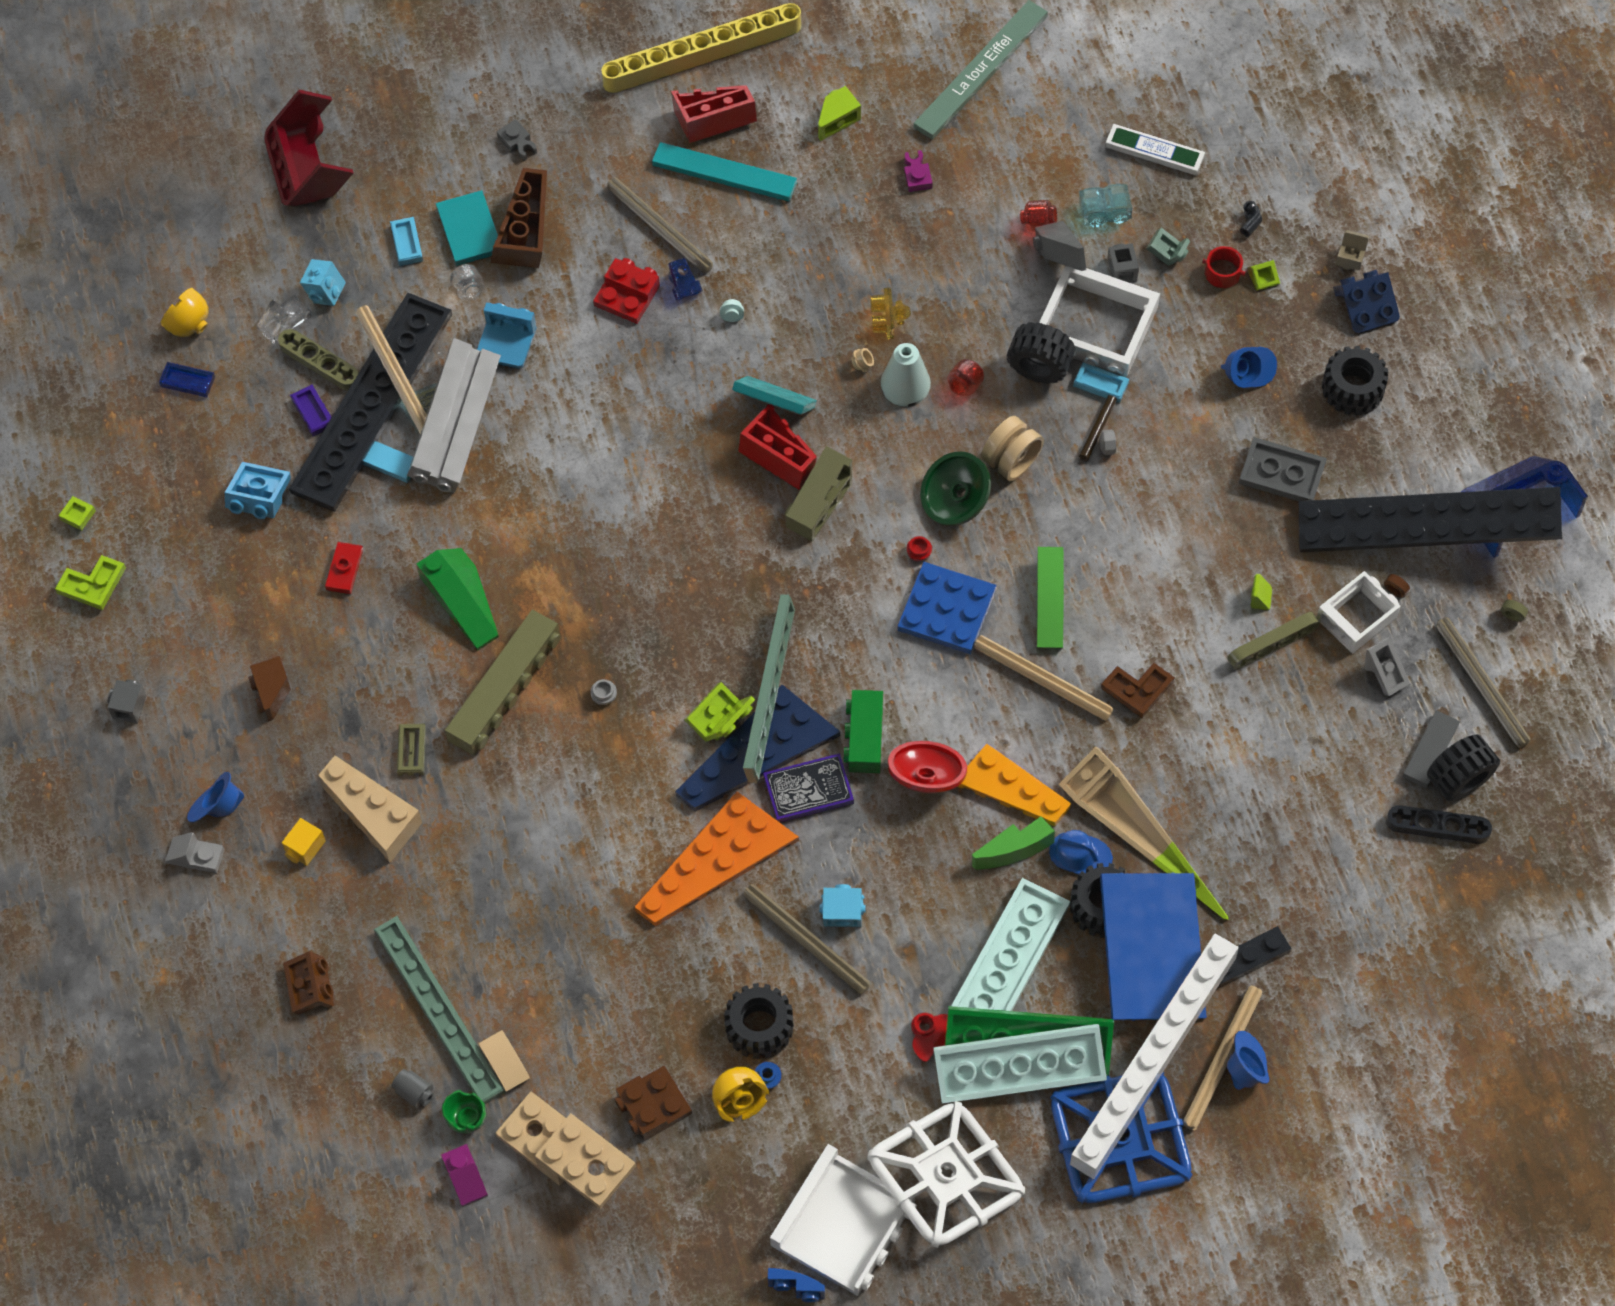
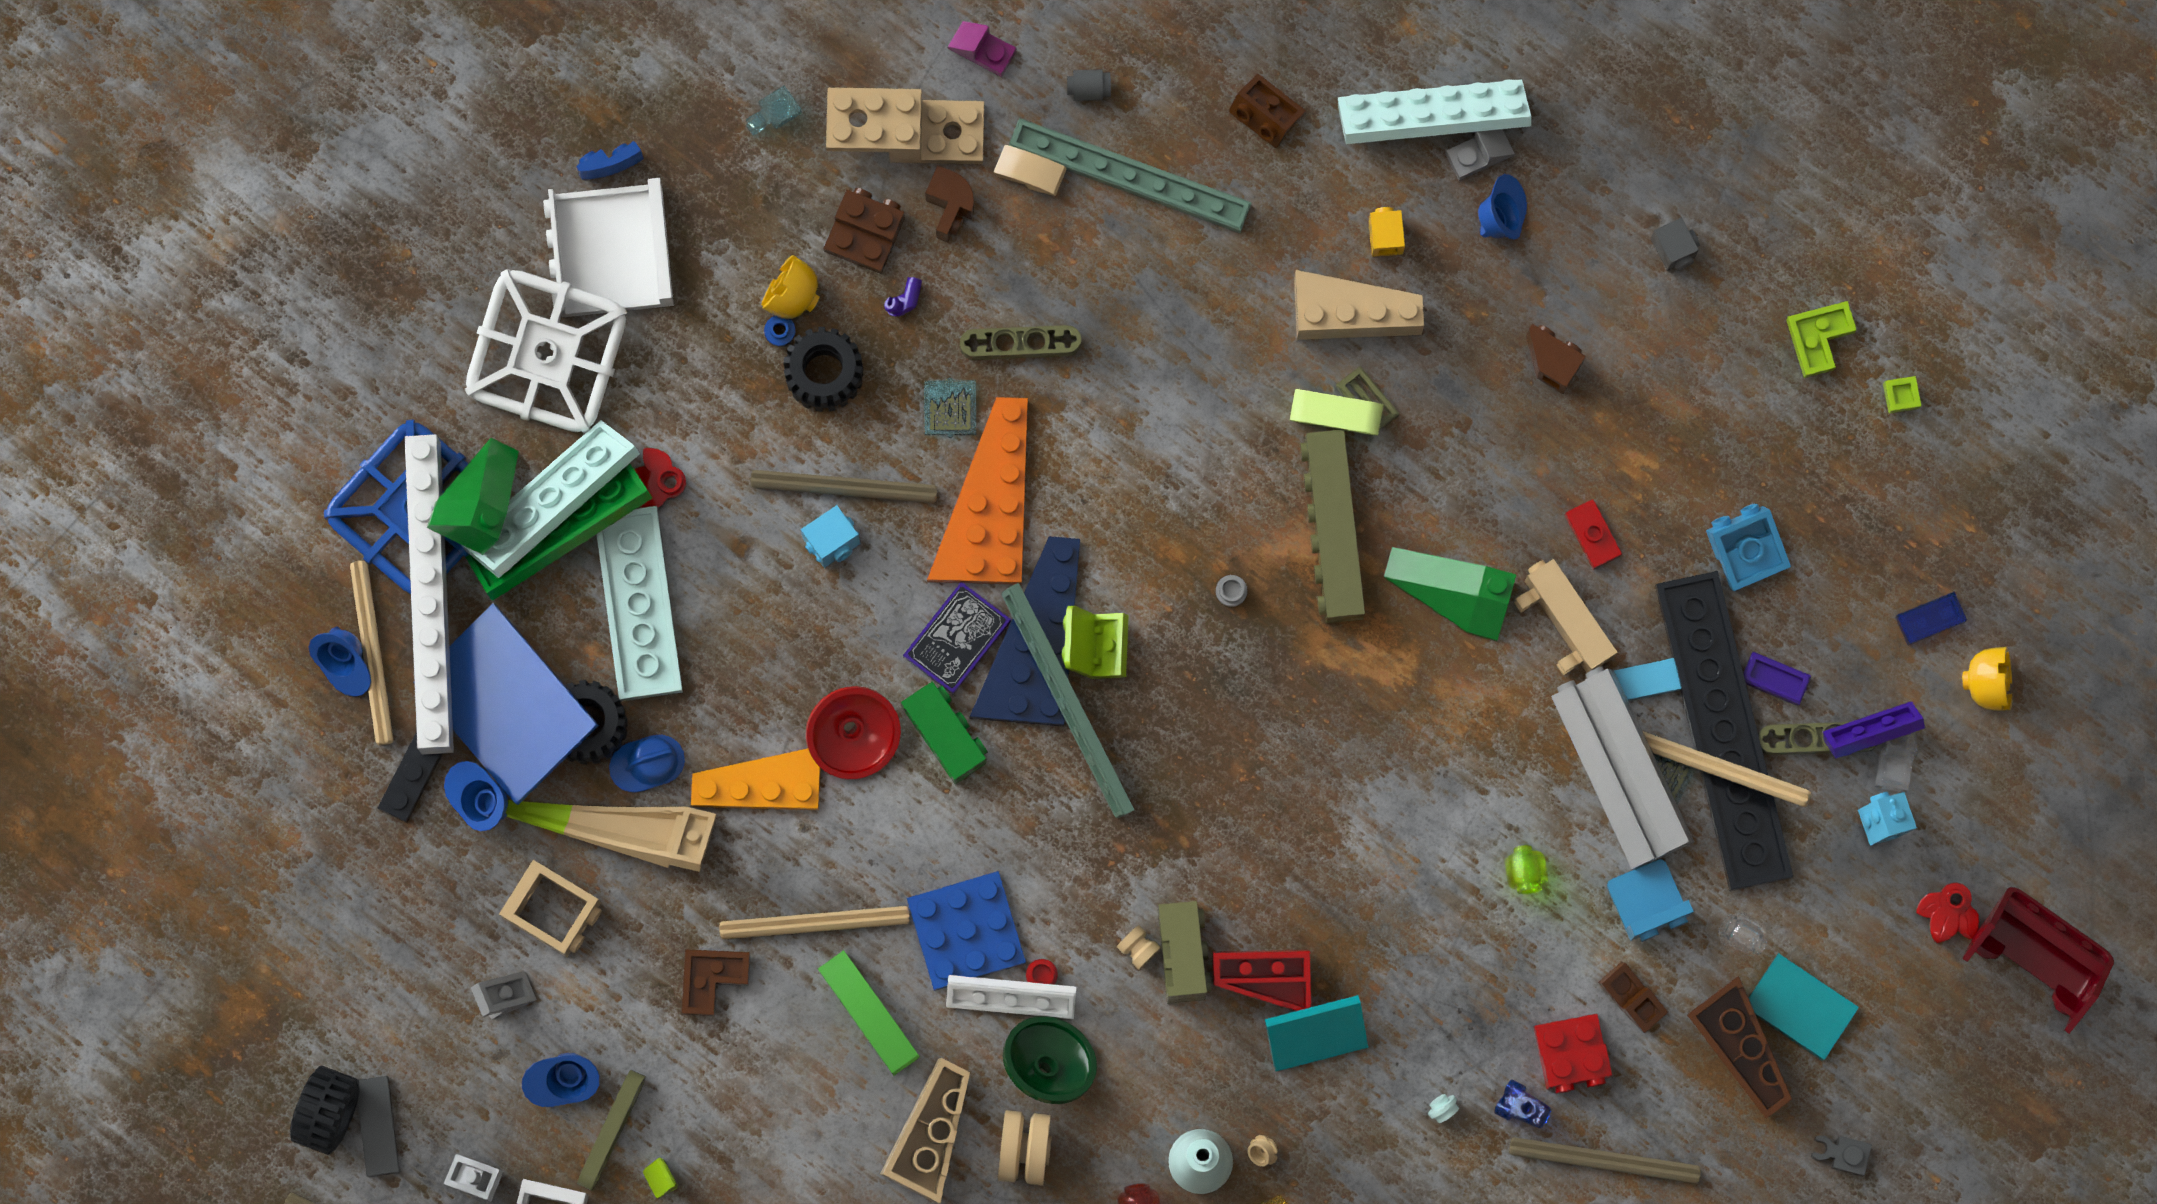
camera: 140 degrees right, 15 degrees up
(200, 895) = (1434, 111): none -> light aqua plate
(283, 332) = (1873, 730): none -> dark purple plate
(334, 217) = (1949, 917): none -> red plate
(404, 526) = (1569, 616): none -> tan brick
(406, 241) = (1852, 942): medium azure tile -> none
(439, 748) = (1336, 412): none -> yellowish green beam
(464, 1112) = (1024, 94): green hair -> none
(563, 297) = (1633, 997): none -> reddish brown slope
(564, 402) = (1526, 870): none -> clear neon green head
(571, 1076) = (953, 194): none -> reddish brown brick
(606, 951) = (1020, 336): none -> olive beam
(645, 1234) = (776, 109): none -> clear light blue plate
(662, 1033) = (906, 302): none -> dark purple arm
(691, 942) = (950, 407): none -> piece
(843, 518) = (1140, 949): none -> tan wheel
(950, 546) = (1011, 997): none -> white tile
(1014, 845) = (712, 719): bright green slope -> none
(1066, 500) = (927, 1139): none -> tan wedge
(1073, 1088) = (478, 499): none -> green wedge
(1218, 896) = (475, 796): none -> blue piece
(1225, 824) = (524, 891): none -> tan window
(1284, 688) = (560, 1080): none -> blue piece
(1288, 768) = (503, 994): none -> light grey slope
(1438, 829) = (320, 1050): black beam -> none

